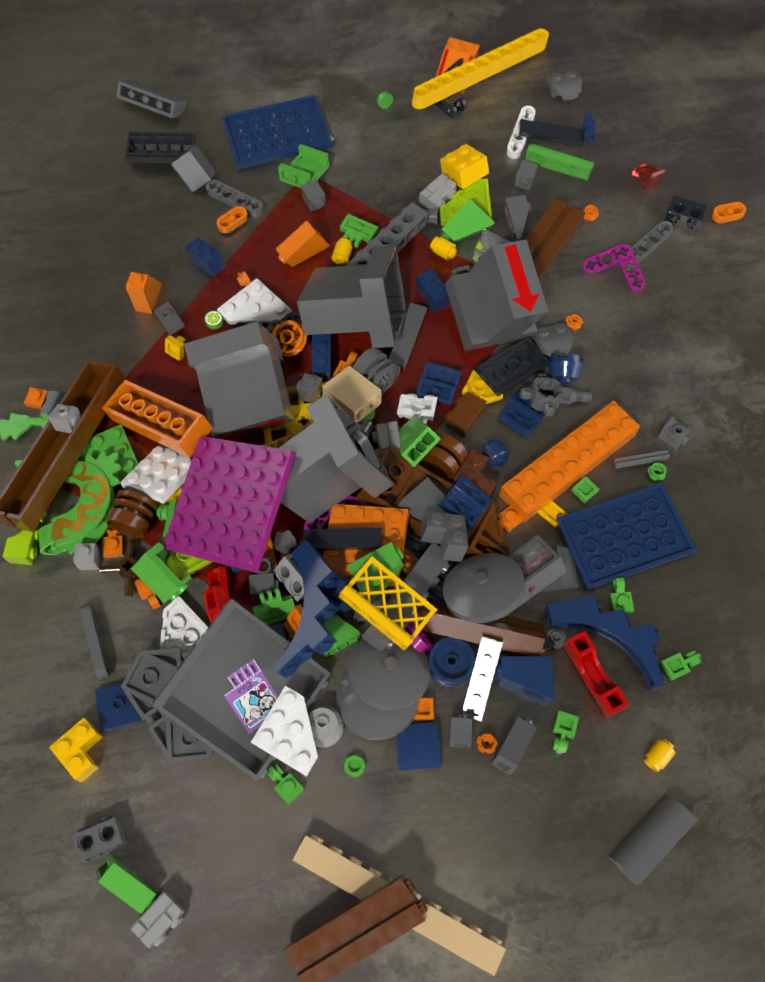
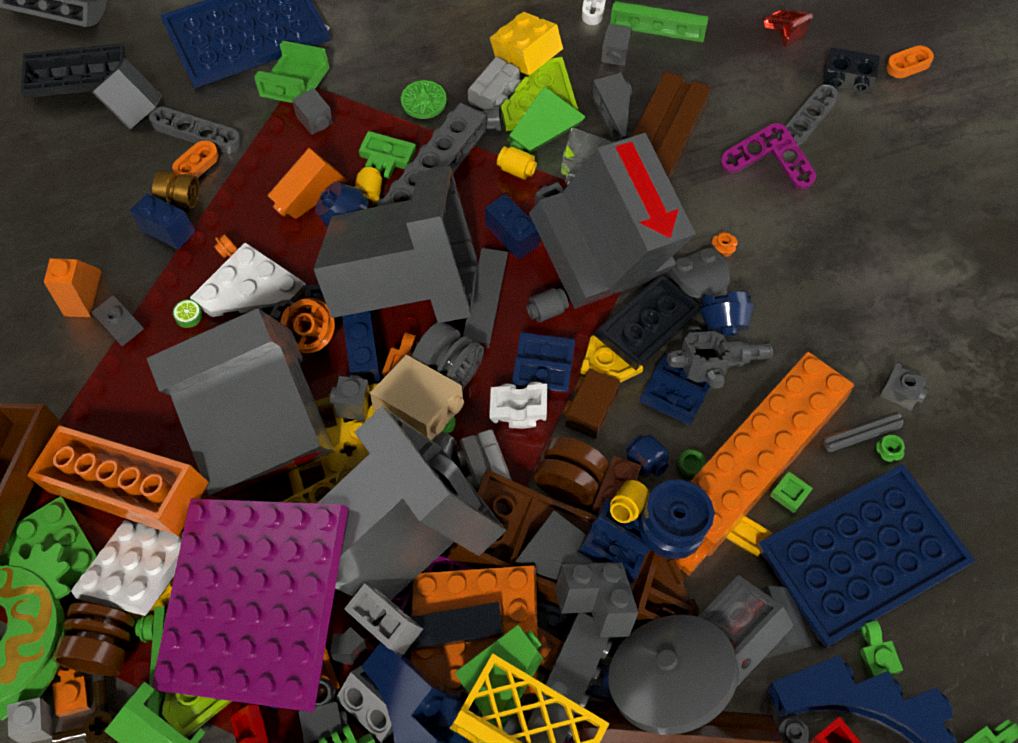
camera: 10 degrees left, 5 degrees down
(175, 347) = (132, 363): yellow tile -> none
(216, 236) = (178, 190): none -> pearl gold wheel
(309, 527) = (383, 619): none -> light grey brick
(321, 258) = (340, 199): none -> dark blue cone
(389, 196) = (423, 99): none -> bright green wheel
(416, 440) = (527, 455): bright green slope -> none
(447, 346) = (547, 304): none -> dark grey brick
(476, 478) = (629, 501): none -> yellow brick
(503, 493) = (676, 519): none -> dark blue wheel
(522, 461) = (690, 463): none -> bright green tile
(591, 212) = (718, 85): orange plate -> none

